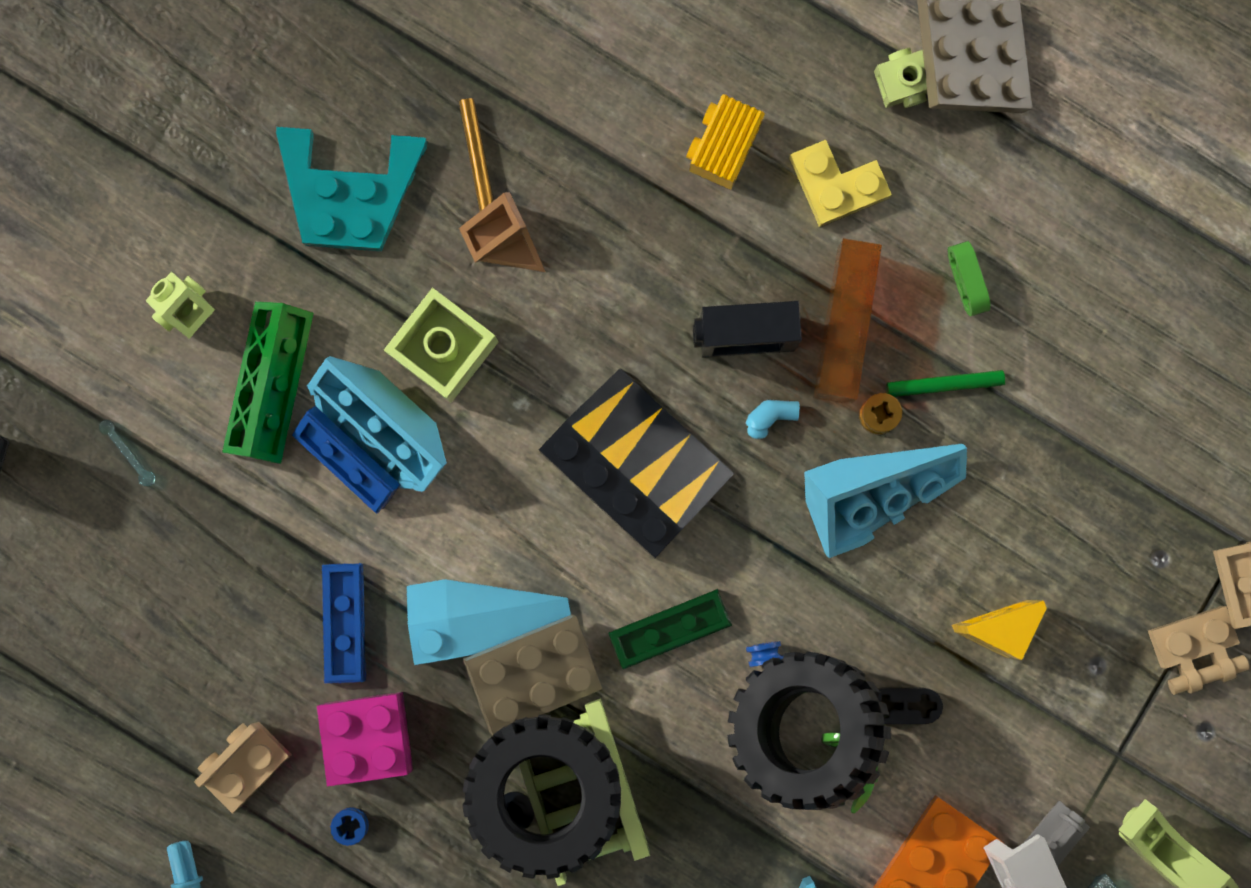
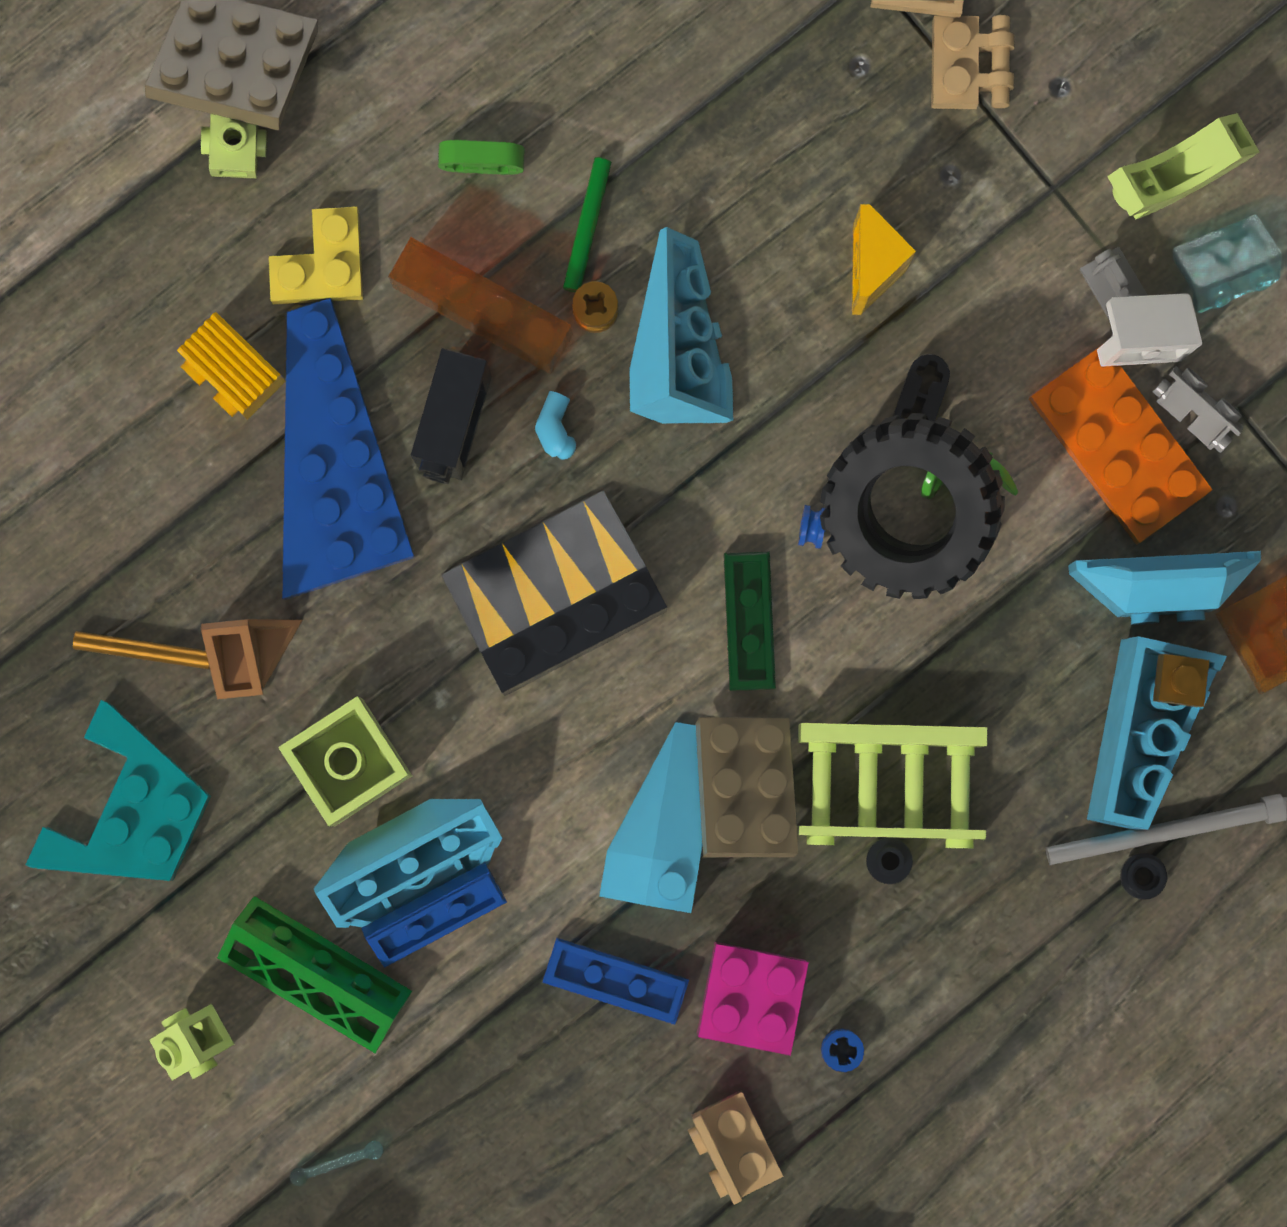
camera: 75 degrees left, 0 degrees up
(525, 850) = (947, 823): black tyre -> none
(661, 260) = (336, 484): none -> blue wing

